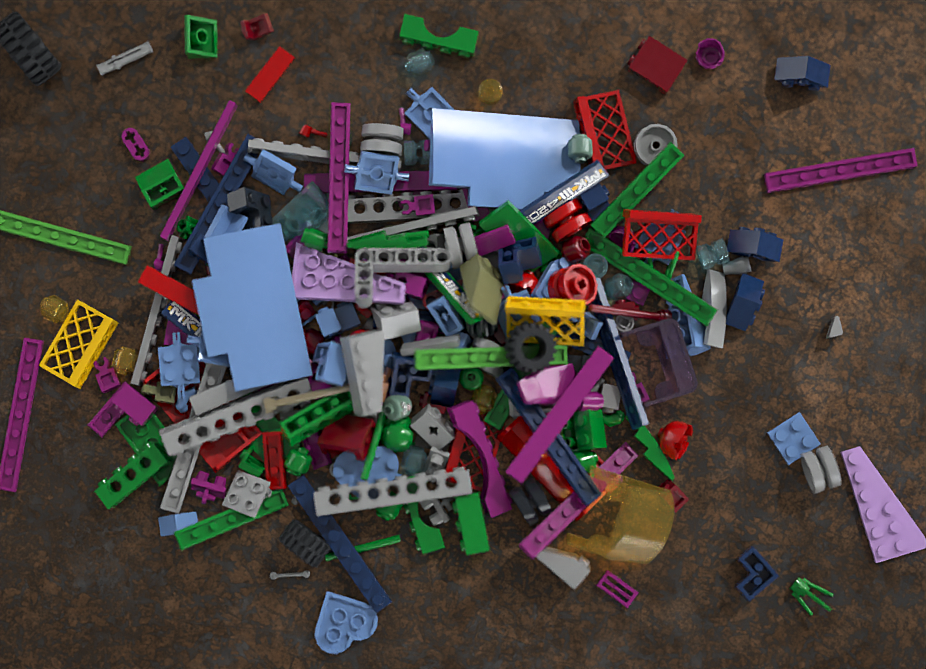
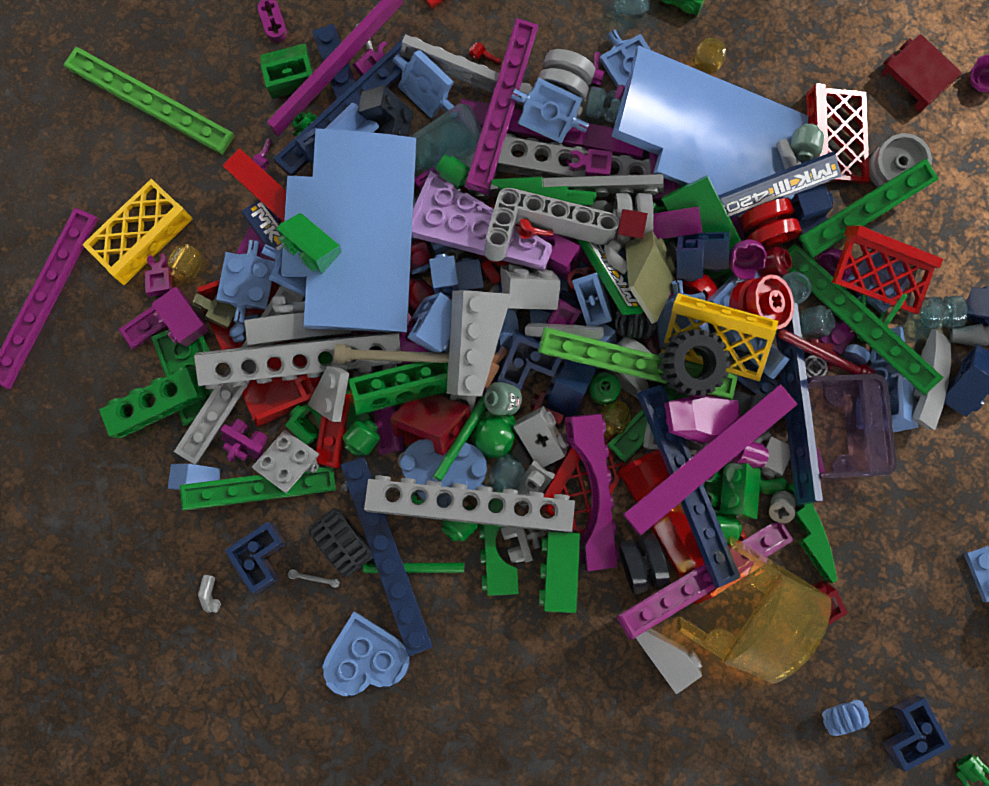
camera: 20 degrees right, 5 degrees down
(54, 308) = (120, 181): clear yellow head -> none
(155, 320) = (235, 222): light grey plate -> none
(212, 607) = (205, 596): none -> light grey arm
(213, 379) = (287, 308): none -> light grey arm
(225, 330) = (309, 242): none -> green slope
(240, 571) = (251, 555): none -> dark blue brick
(268, 436) = (330, 393): none -> light grey wing
(382, 277) = (526, 230): none -> red hand
(452, 279) = (613, 258): none -> light grey arm
(460, 253) = (632, 223): none -> dark red tile
(553, 255) = (747, 258): none -> magenta hair
(571, 168) = (786, 153): none -> light grey arm
(624, 428) = (780, 501): none -> light grey wheel
(630, 598) = (713, 689): magenta tile -> none
(655, 303) = (856, 354): none -> medium blue tile
(674, 439) = (846, 530): red cylinder -> none
(702, 574) = (845, 717): none -> medium blue gear

